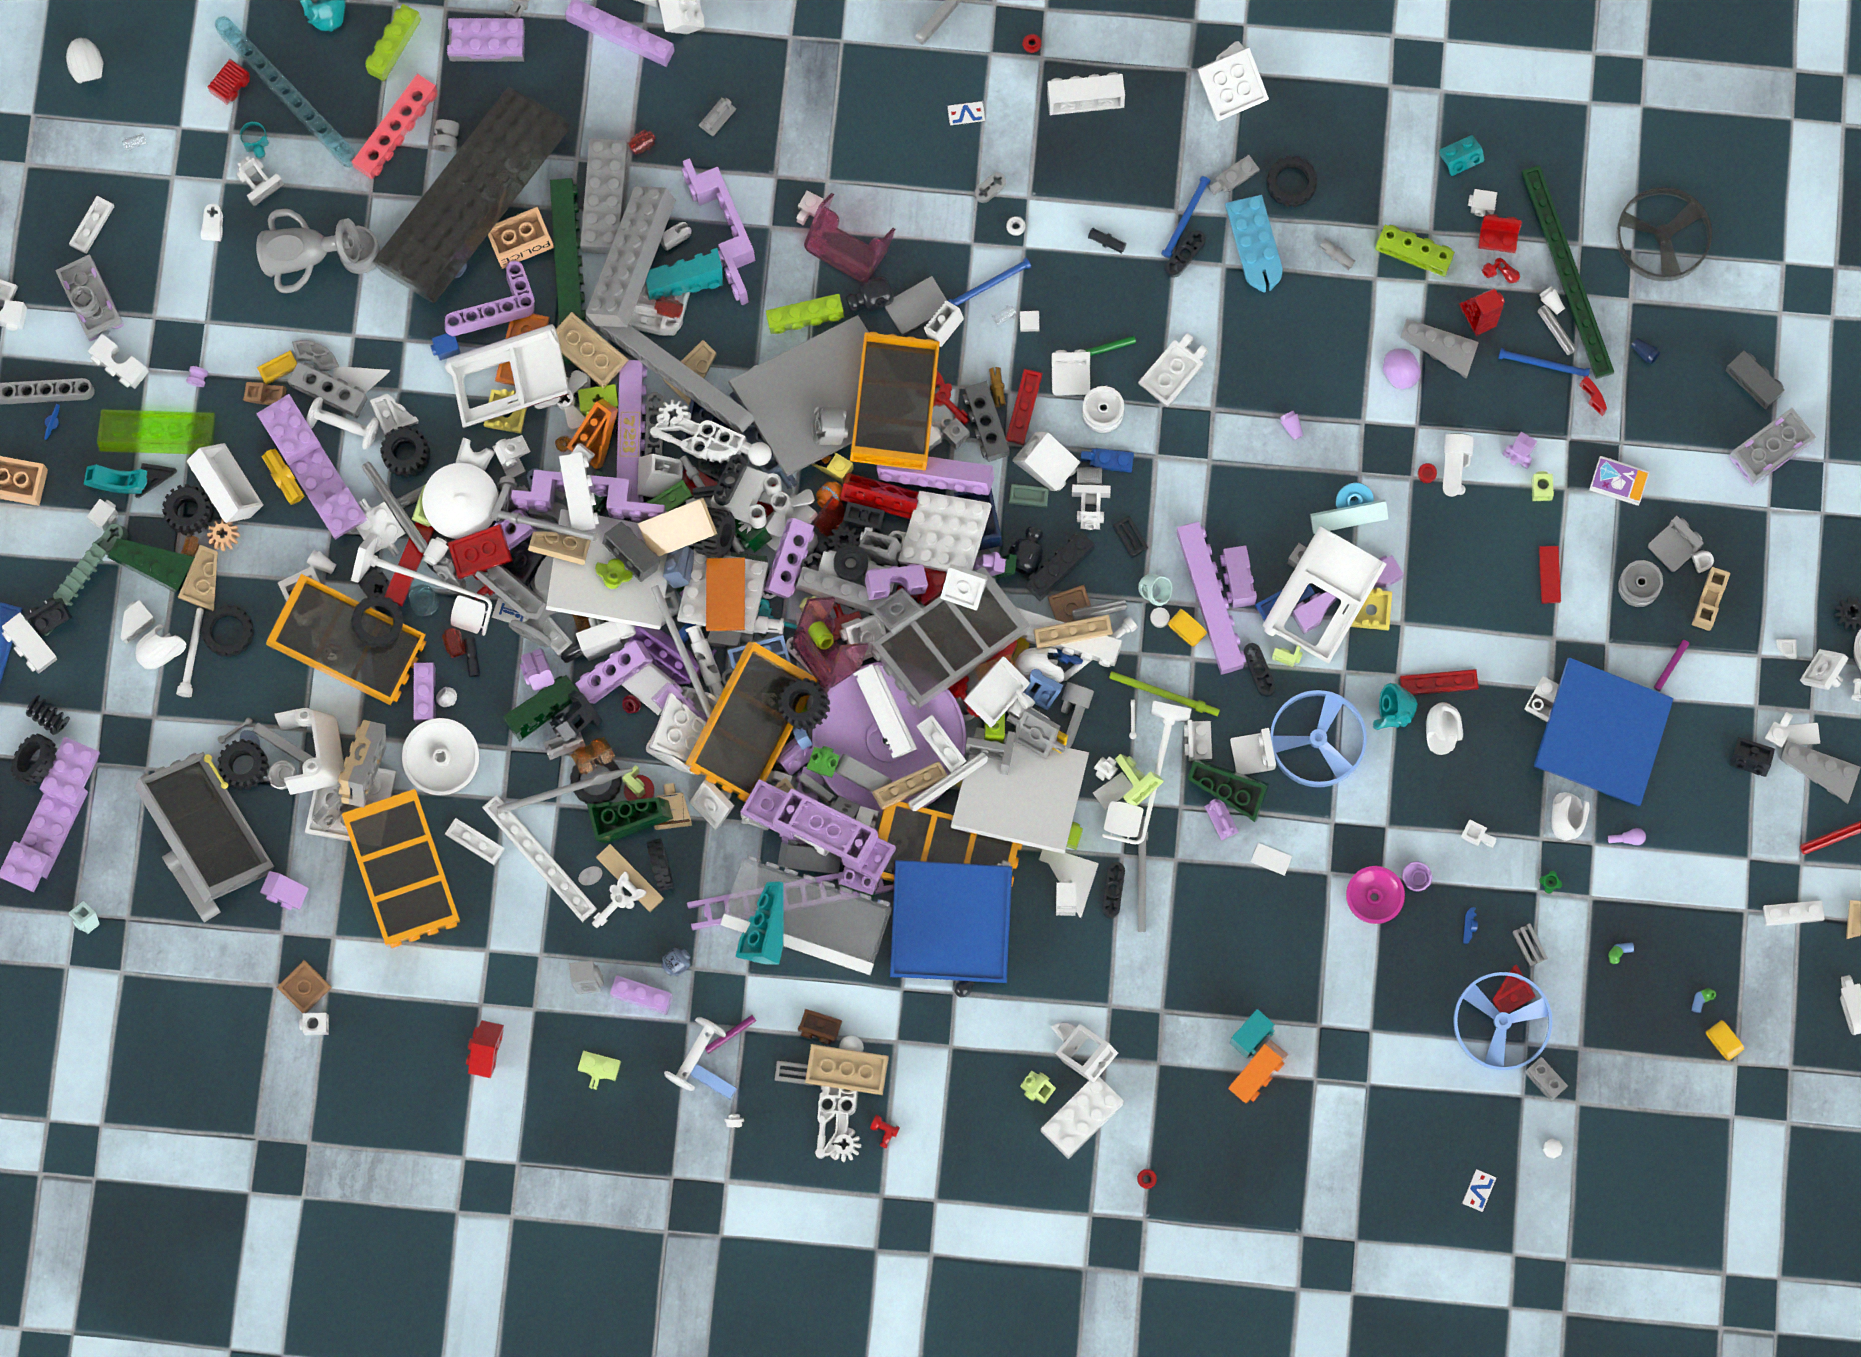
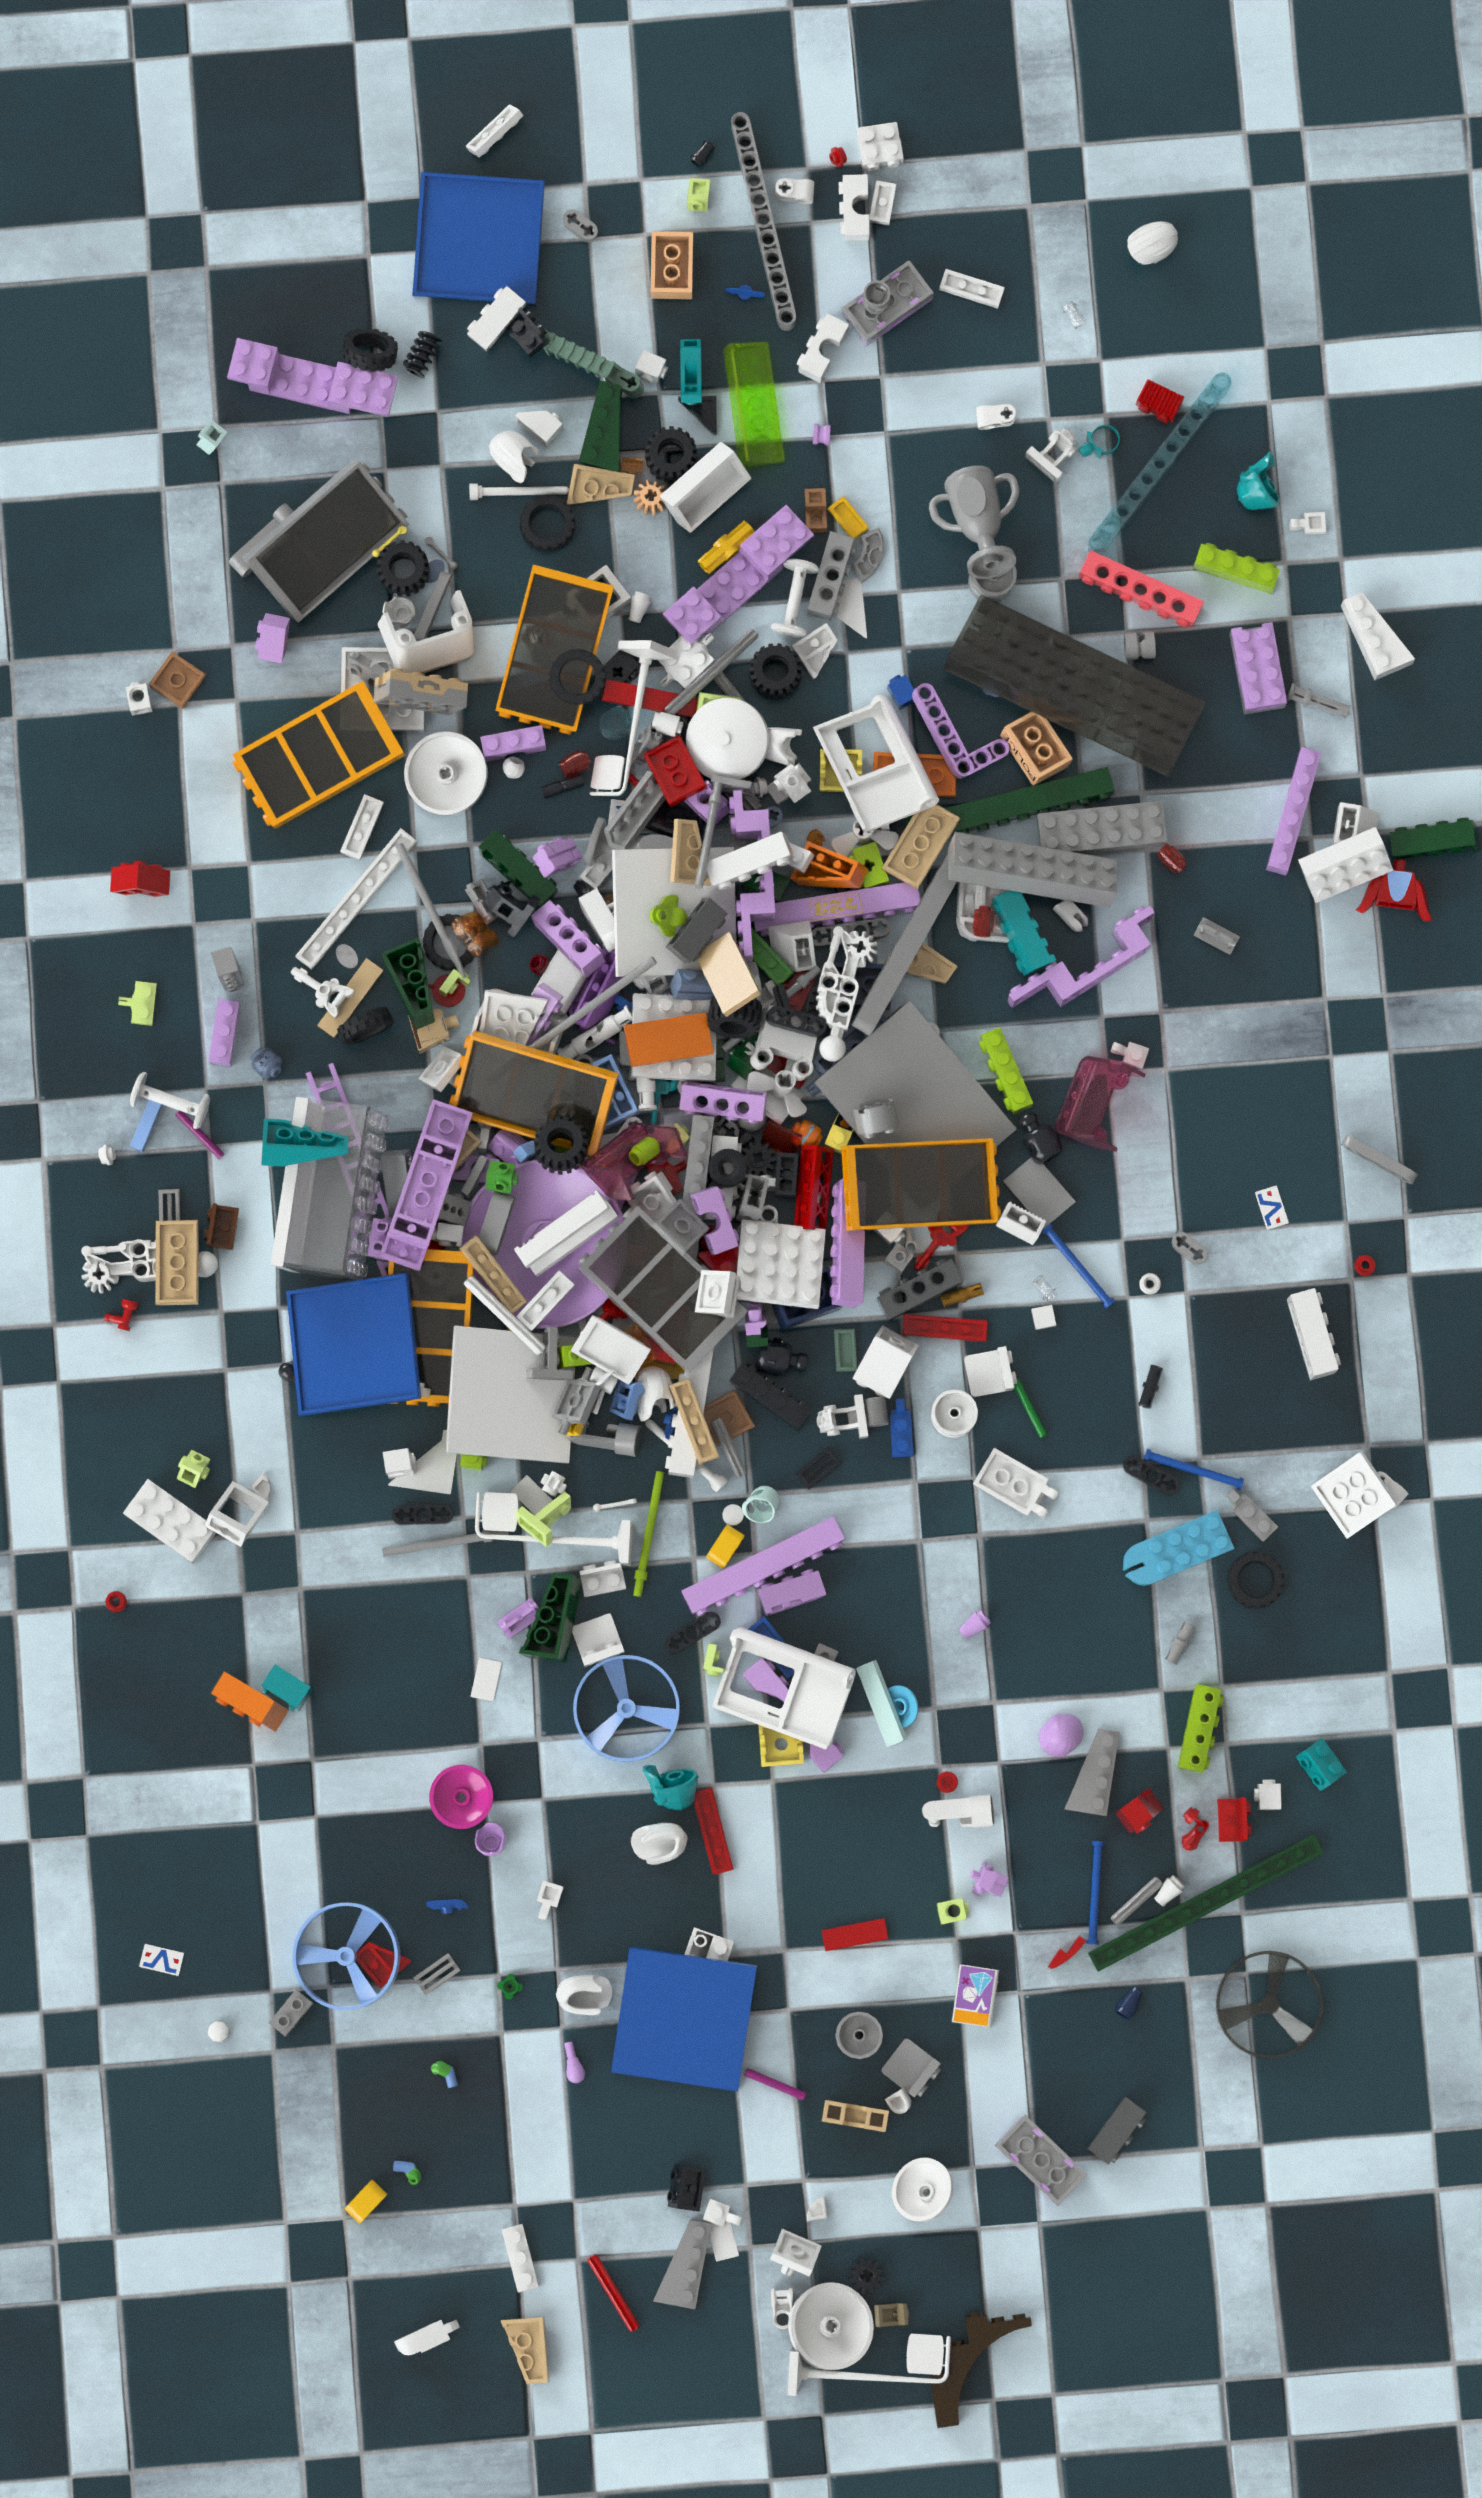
camera: 75 degrees right, 5 degrees up
(1775, 560) = (914, 2182): none -> white dish

